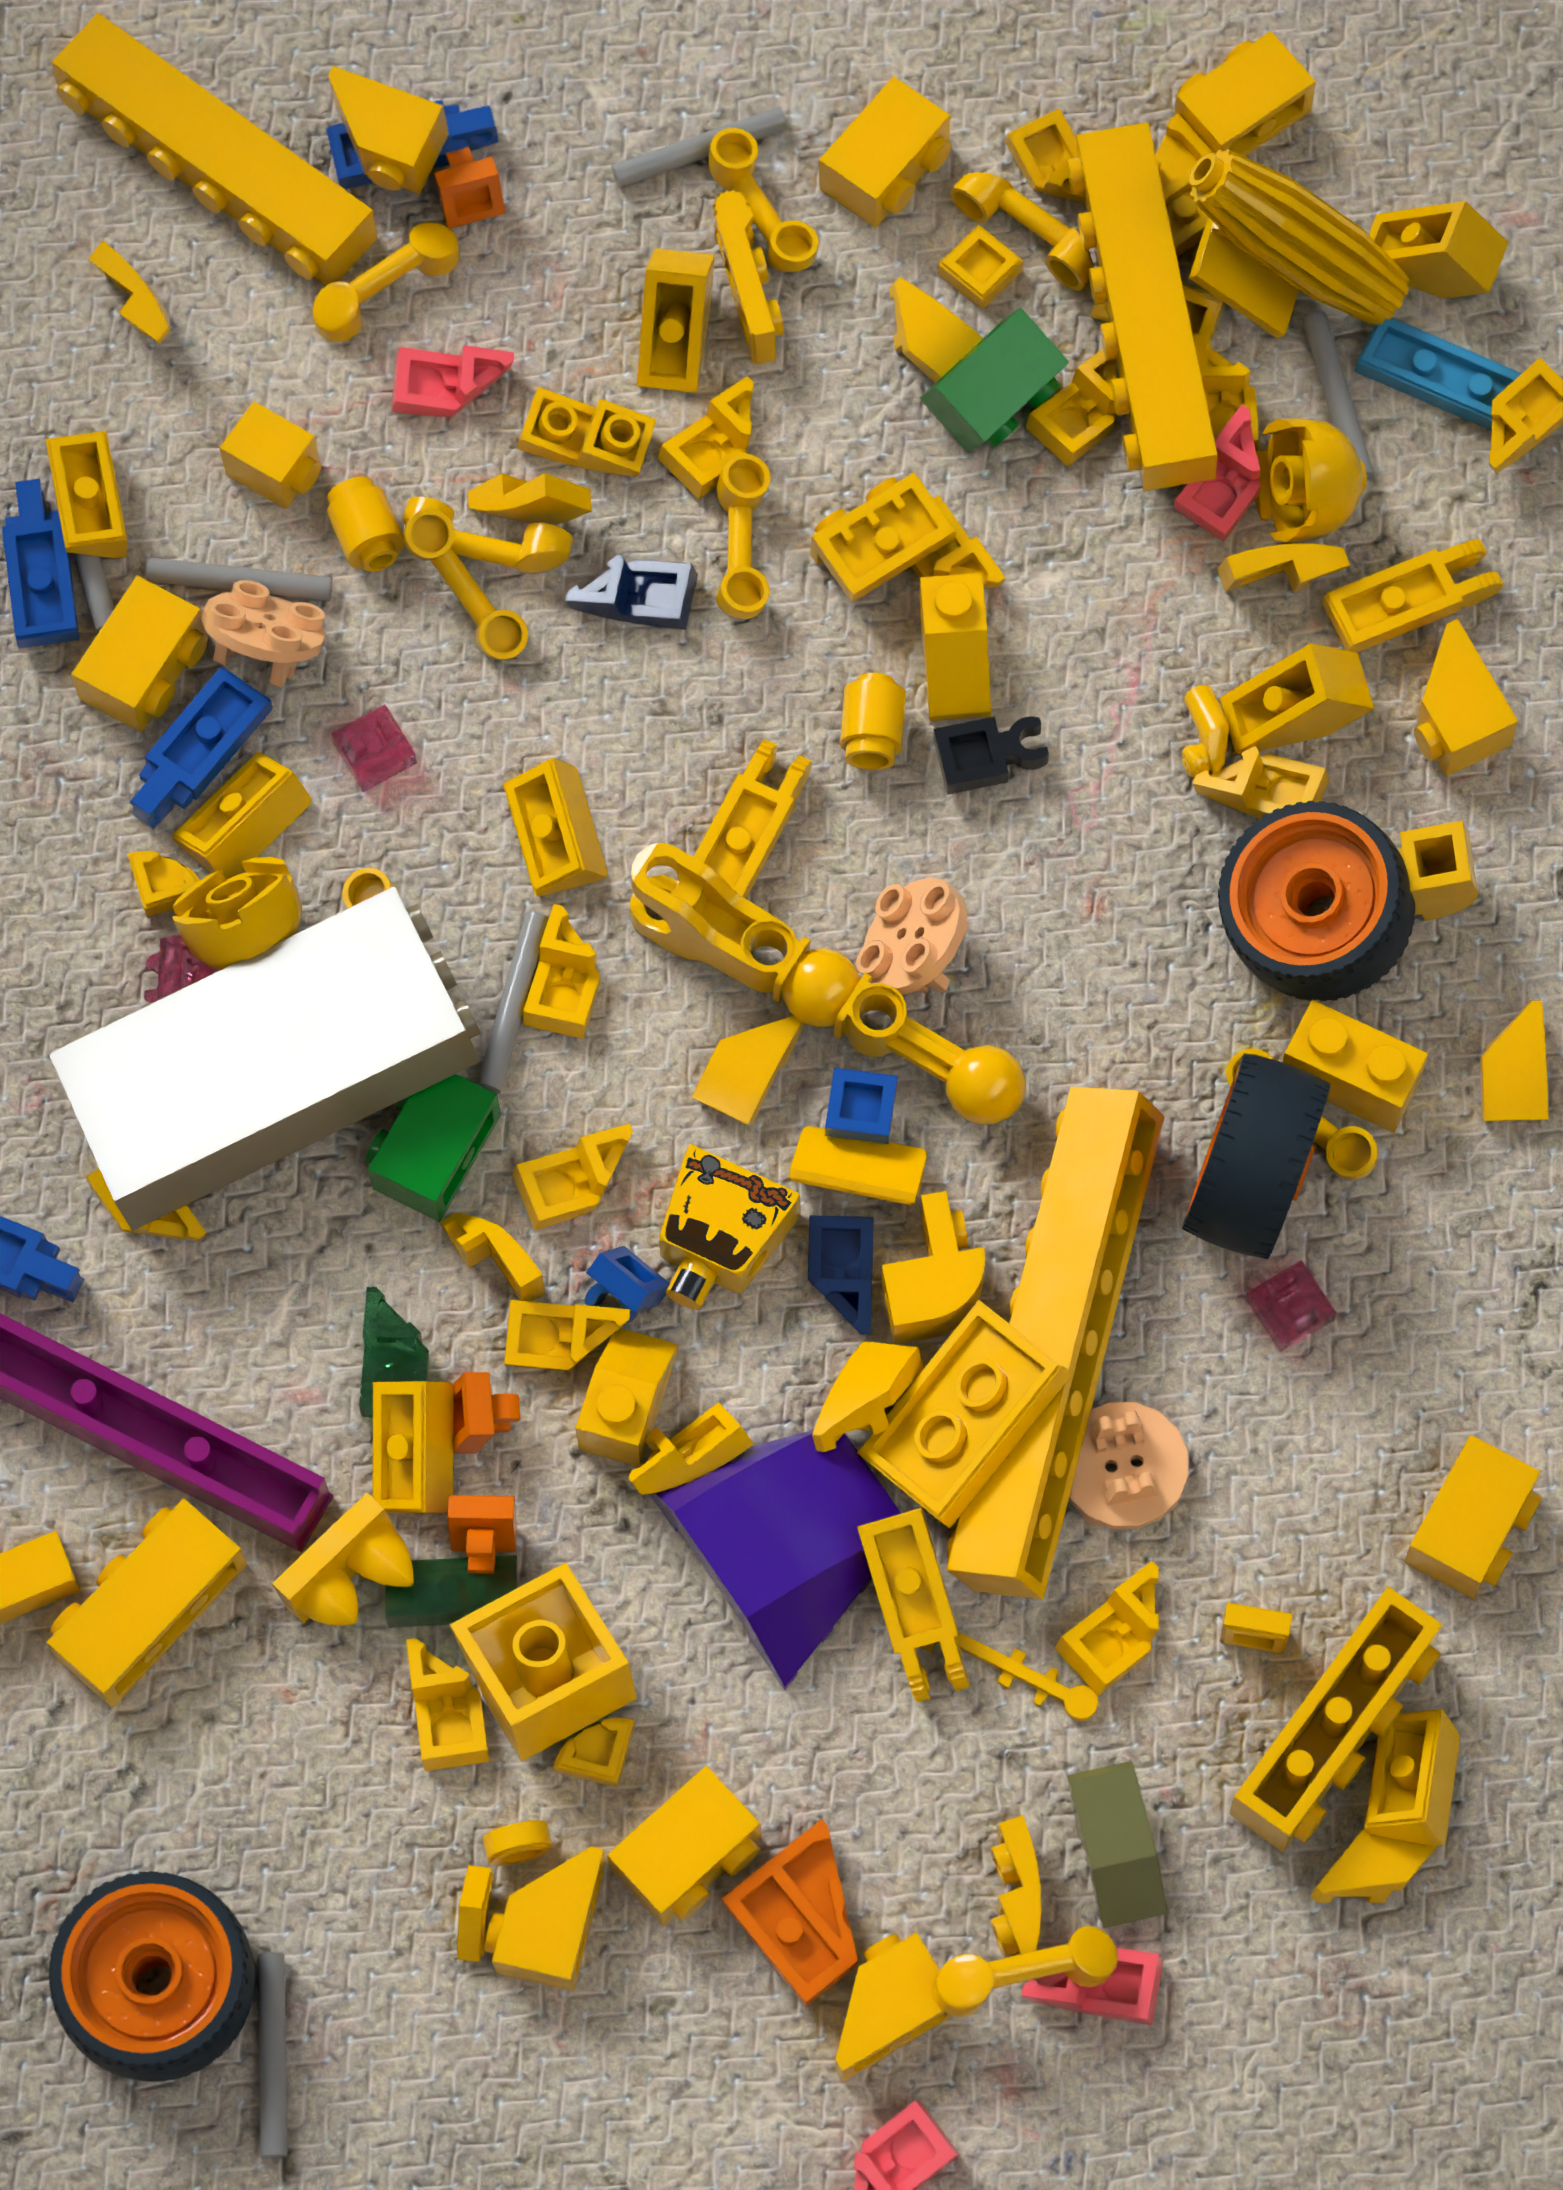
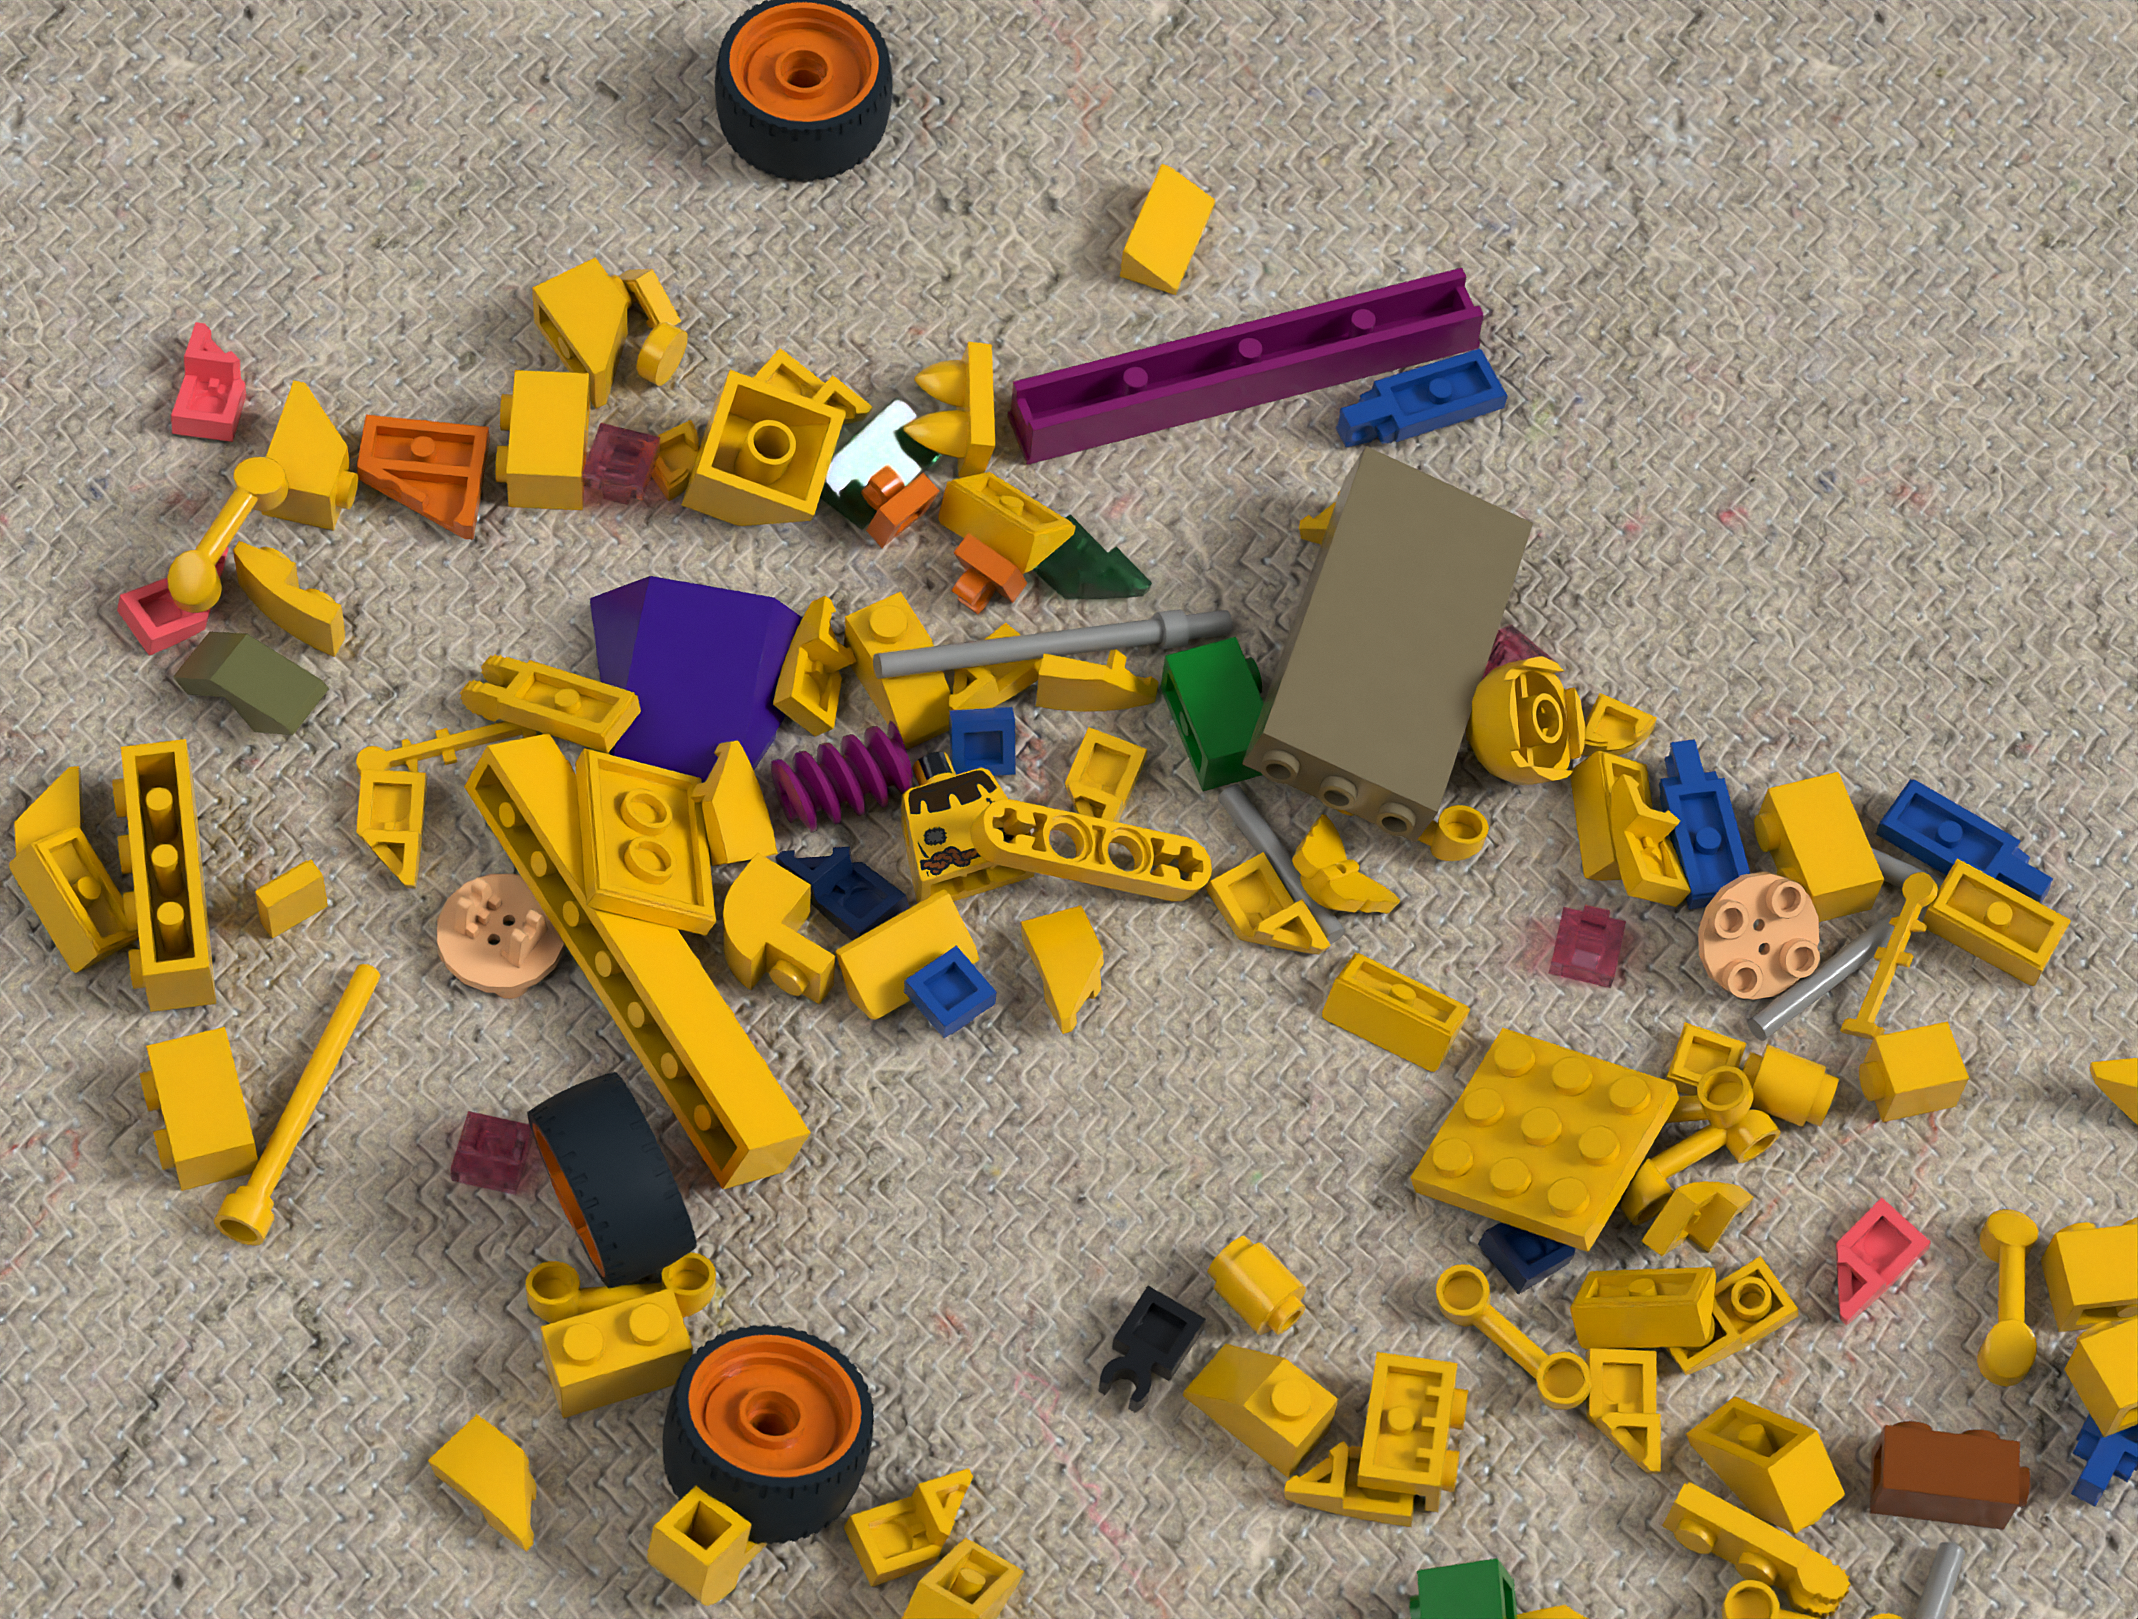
camera: 125 degrees right, 10 degrees down
(118, 553) = (1919, 892): none -> yellow piece
(145, 1601) = (1065, 282): yellow brick -> none
(261, 759) = (1642, 850): none -> yellow slope
(272, 2056) = (685, 130): light grey bar -> none
(393, 599) = (1698, 1053): none -> yellow tile
(397, 1247) = (1165, 630): none -> light grey bar
(469, 189) = (2039, 1416): orange tile -> none
(496, 945) = (1333, 878): none -> yellow animal
(573, 208) = (1947, 1475): none -> dark orange brick
(573, 631) = (1545, 1139): none -> yellow plate
(636, 473) = (1644, 1308): none -> yellow slope
(653, 1763) = (621, 463): none -> clear pink tile
(658, 1102) = (1091, 841): none -> yellow beam
(751, 819) = (1259, 1126): yellow hinge -> none
(759, 1341) = (842, 776): none -> magenta piece
(819, 985) = (1070, 1042): yellow piece -> none
(914, 936) = (1045, 1146): light nougat plate -> none
(1212, 732) = (1000, 1527): yellow arm -> none
(1505, 1414) = (247, 1212): none -> yellow piece

